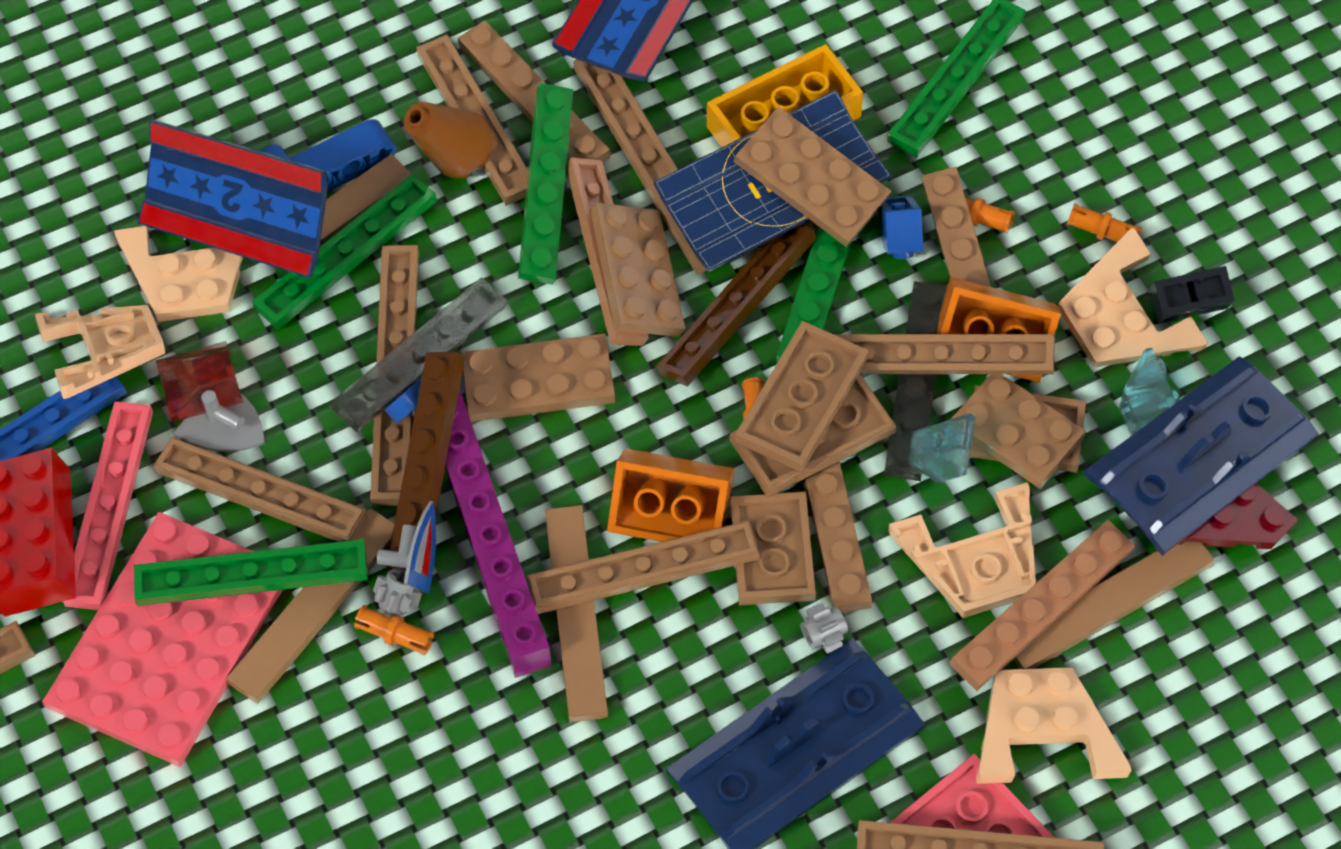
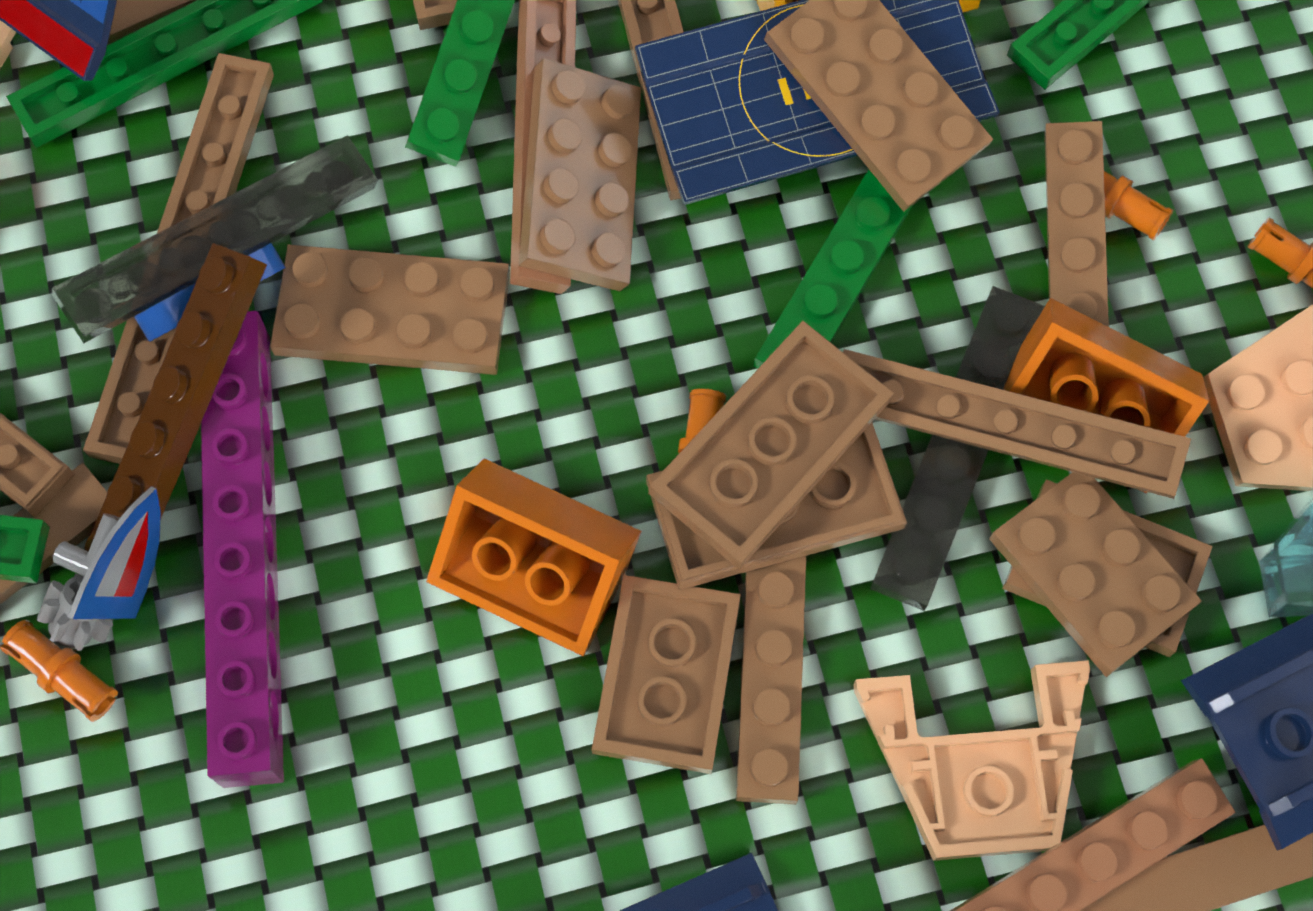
camera: 10 degrees right, 10 degrees up
(578, 622) = (340, 710): medium nougat tile -> none
(643, 567) = (458, 661): medium nougat tile -> none
(734, 305) = (711, 264): reddish brown plate -> none
(824, 627) = (711, 831): light grey gear -> none
(901, 226) = (995, 195): blue slope -> none
(943, 448) = (971, 578): clear light blue slope -> none

